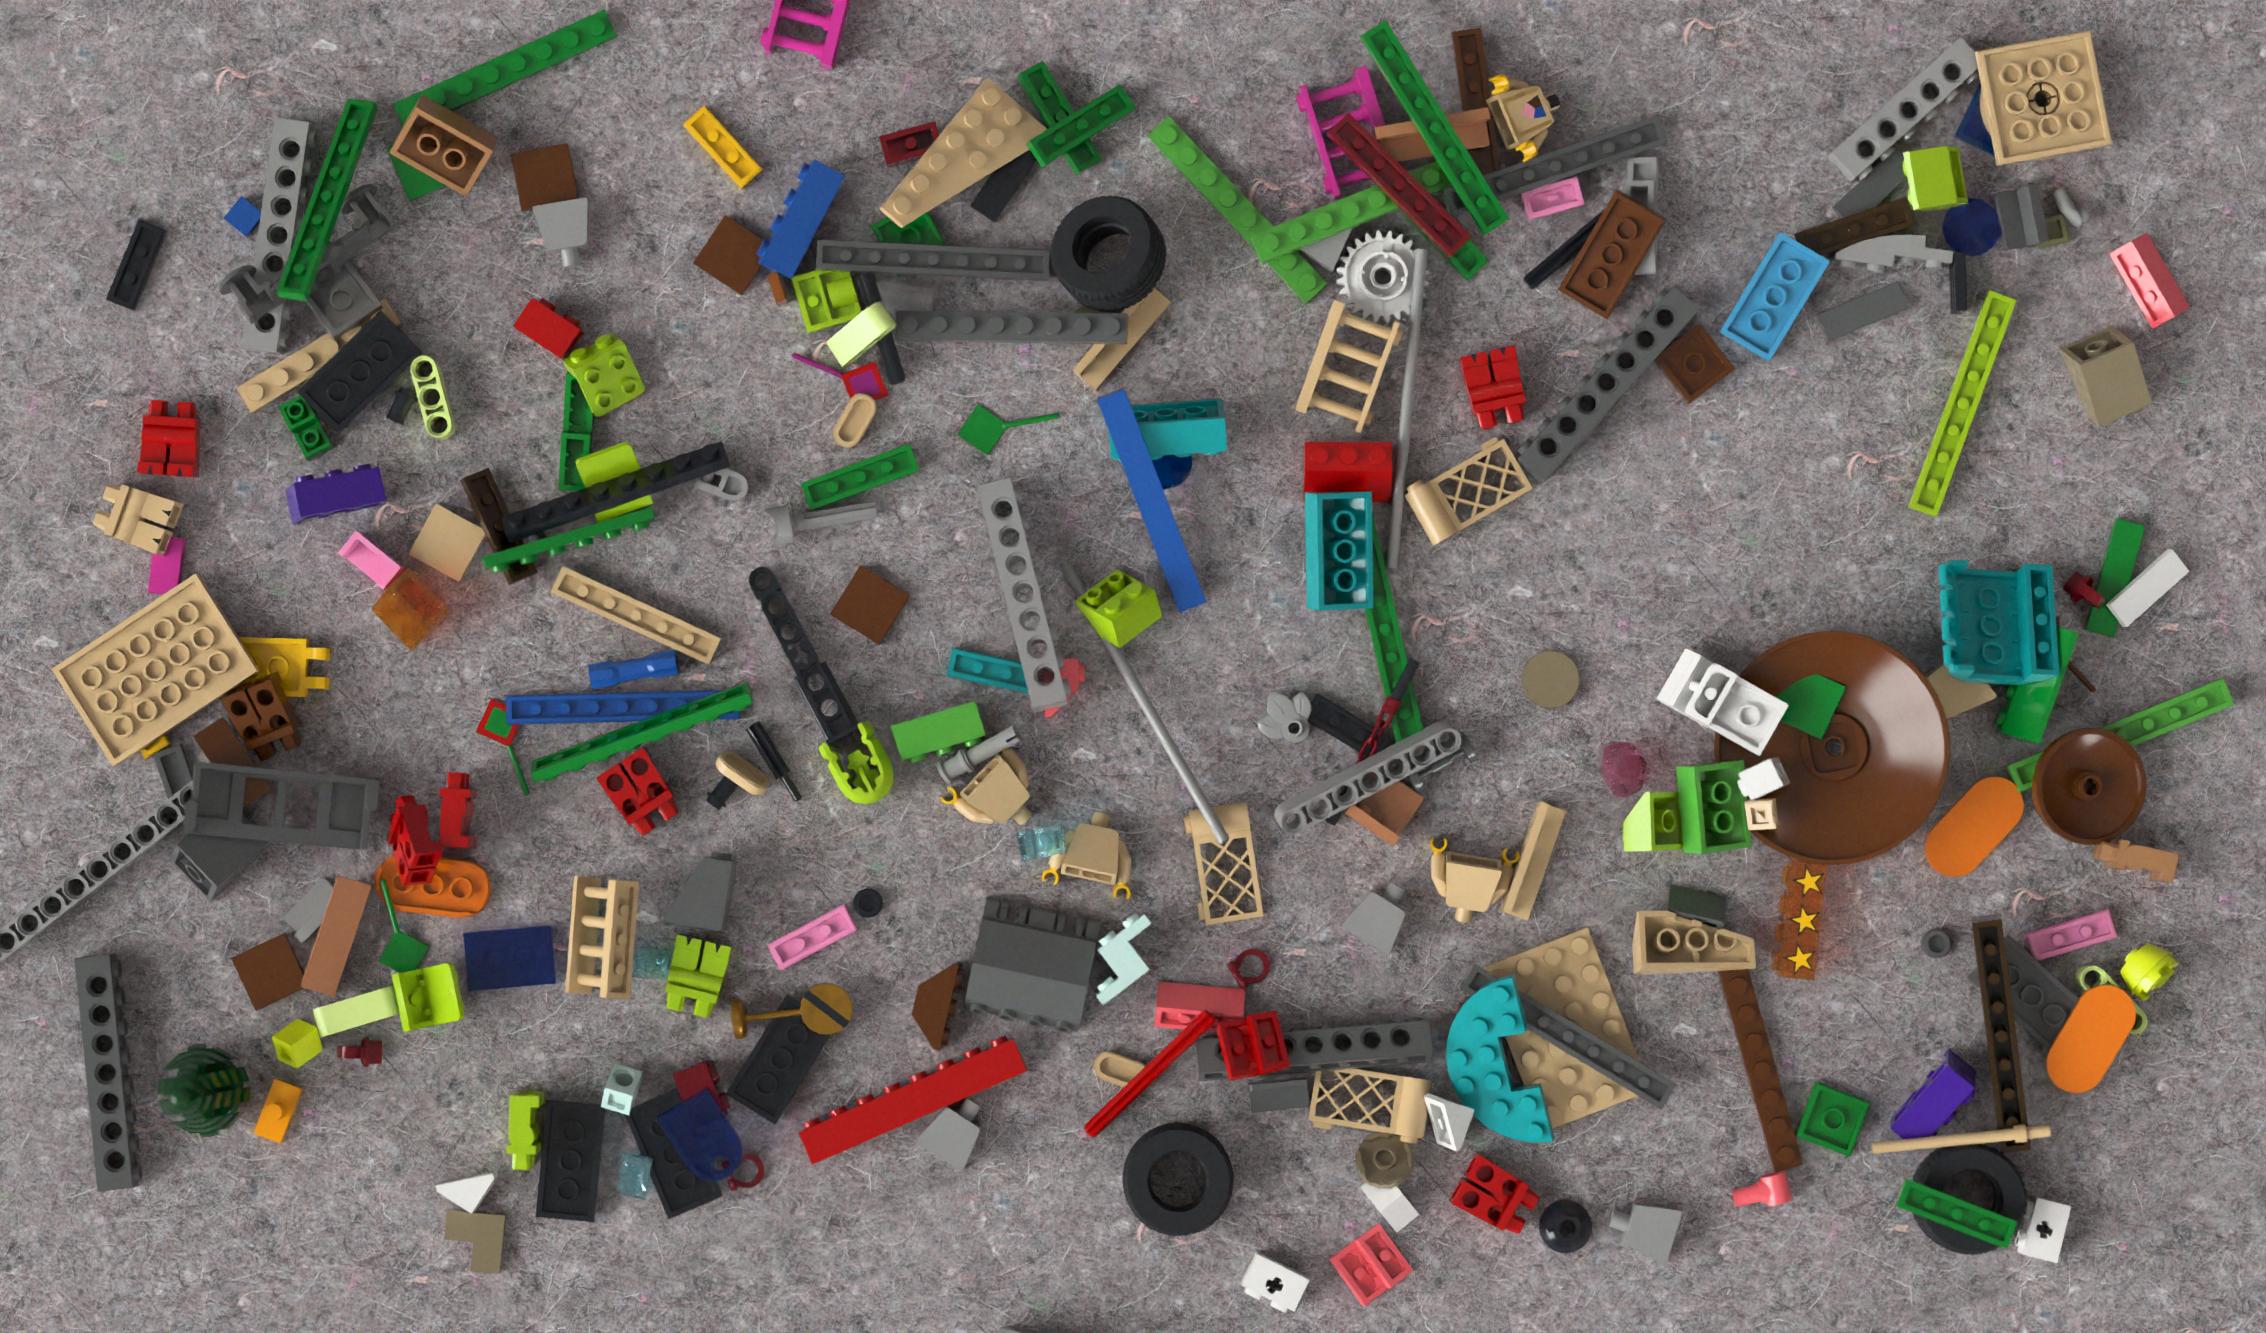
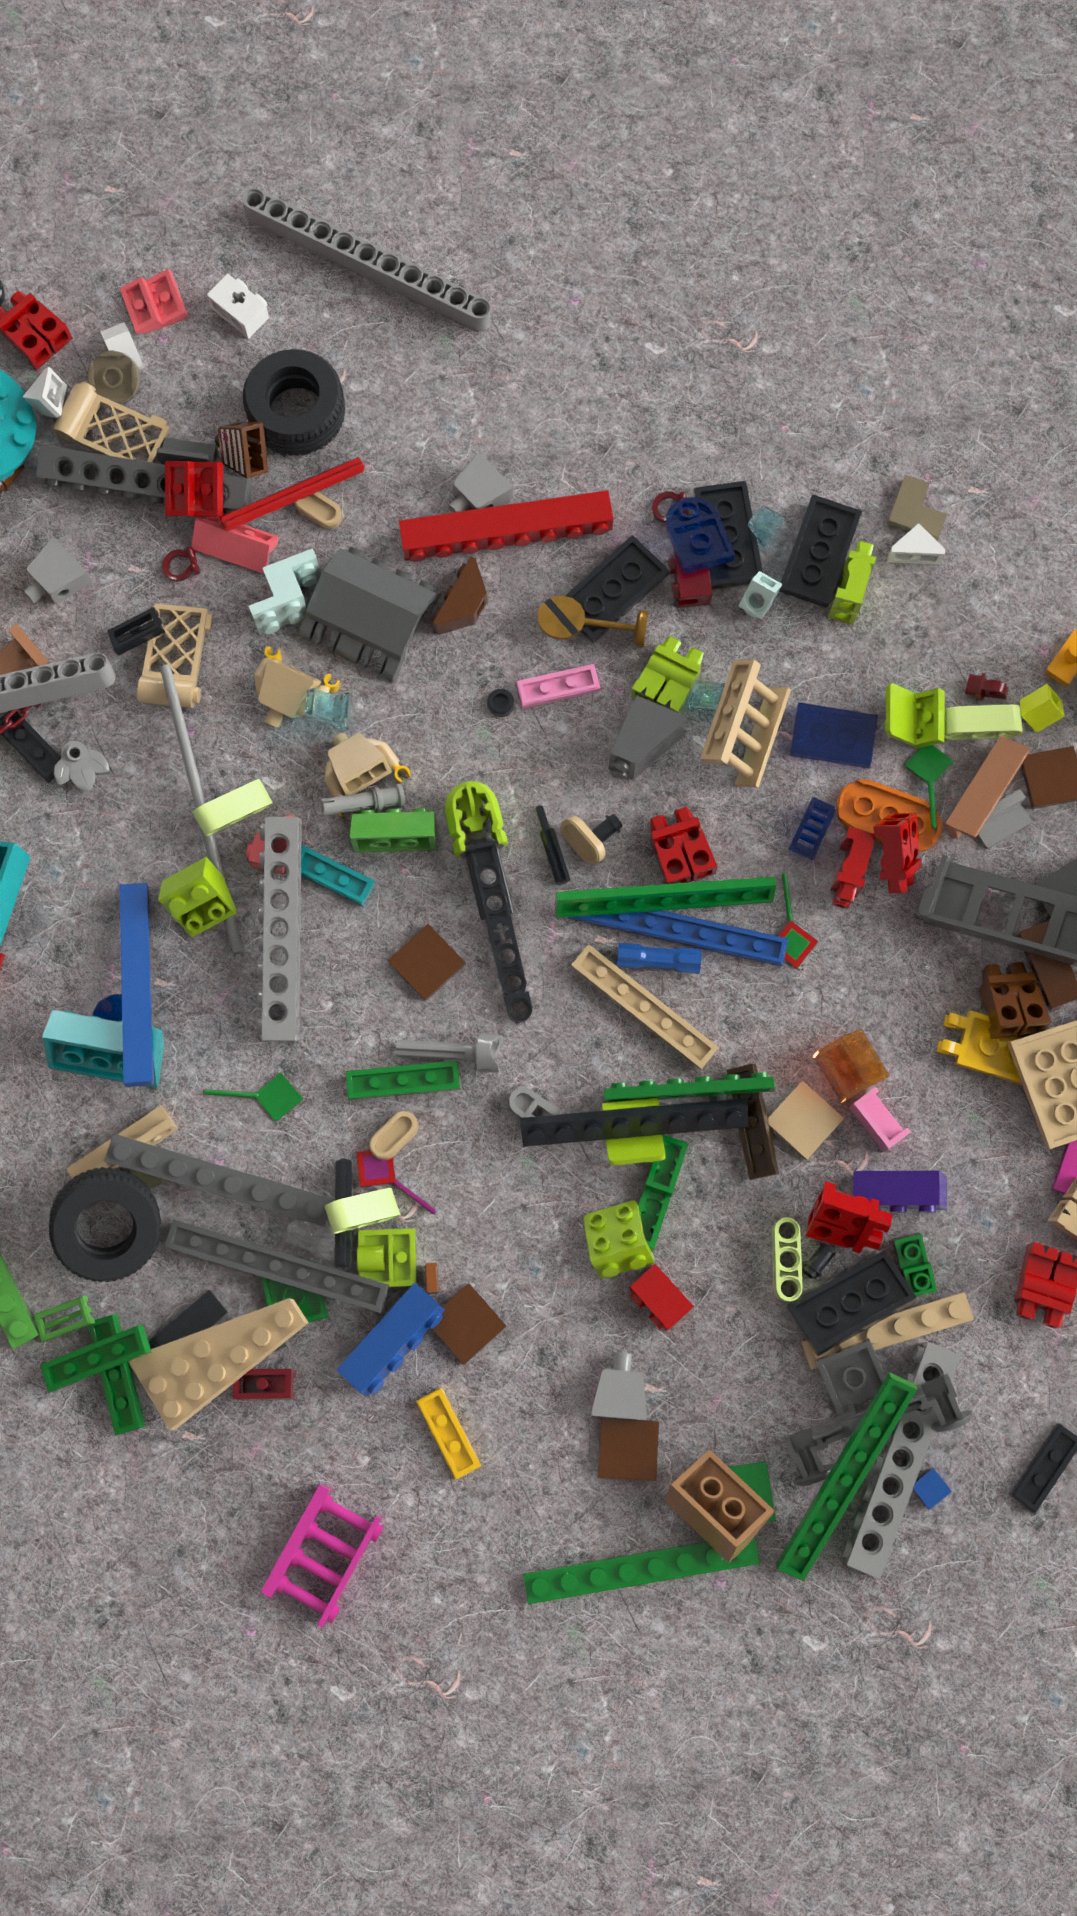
camera: 160 degrees left, 10 degrees down
(381, 449) = (847, 1220): none -> red hips
(498, 846) = (823, 808): none -> clear blue slope
(1108, 168) = (84, 1312): none -> bright green tile
(1111, 710) = (232, 807): none -> yellowish green beam
(1216, 1109) = (243, 448): none -> reddish brown torso
(1253, 893) = (136, 634): none -> black tile

